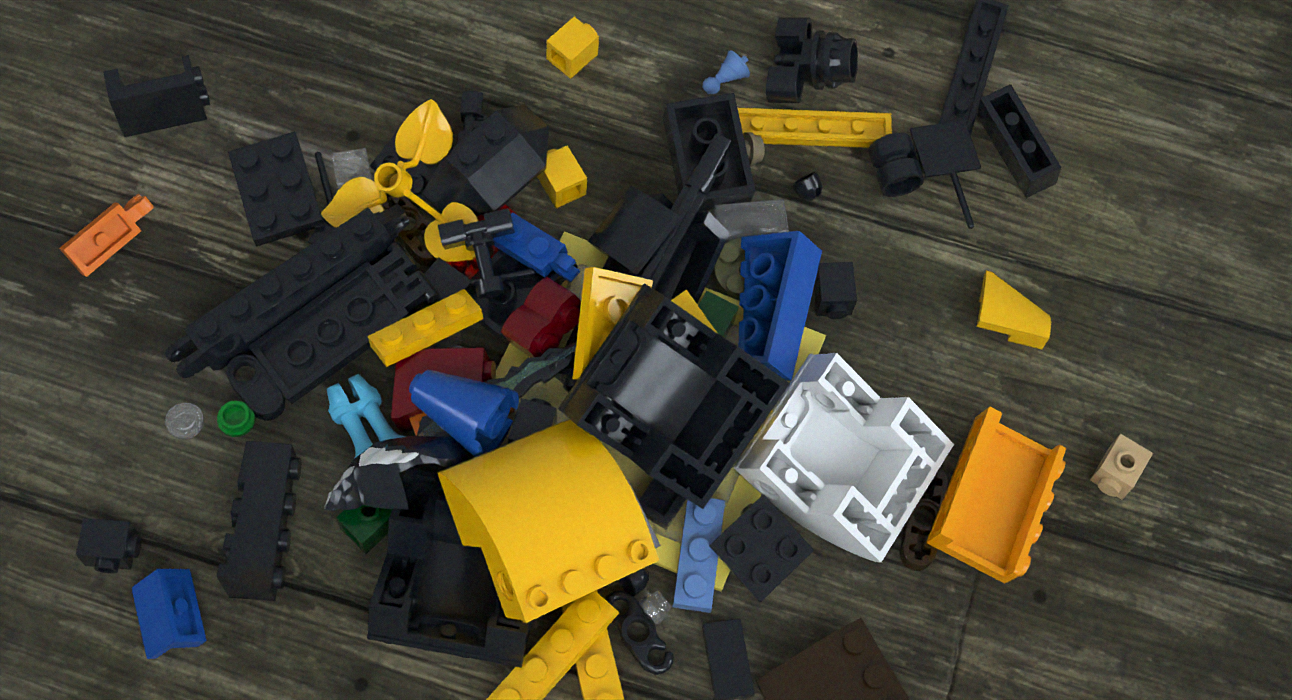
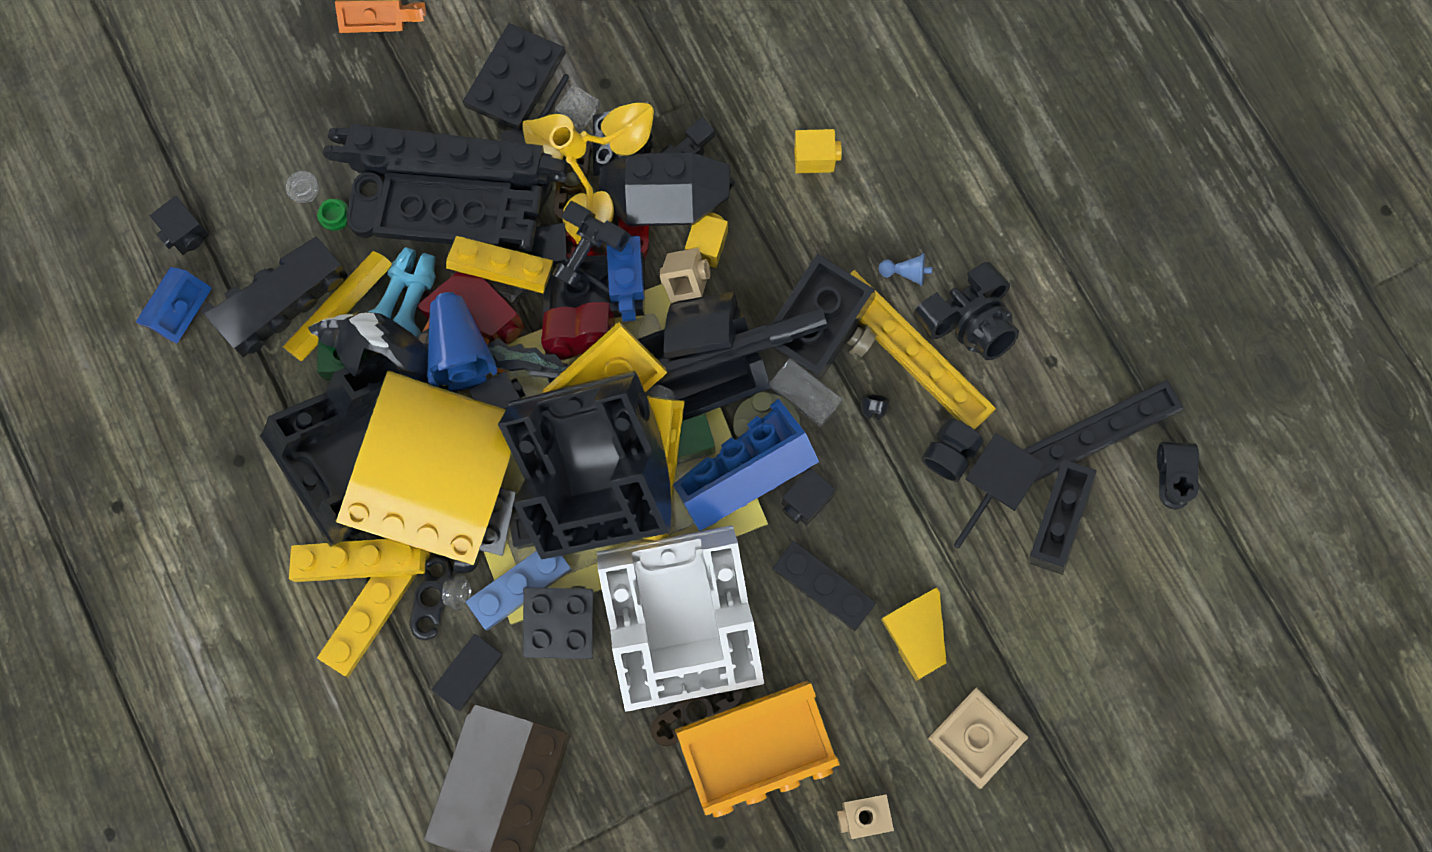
camera: 55 degrees right, 10 degrees up
(317, 482) = (339, 302): none -> yellow tile
(577, 210) = (684, 274): none -> tan brick
(911, 343) = (824, 586): none -> black plate
(1052, 45) = (1178, 467): none -> black piece
(1124, 346) = (977, 738): none -> tan tile

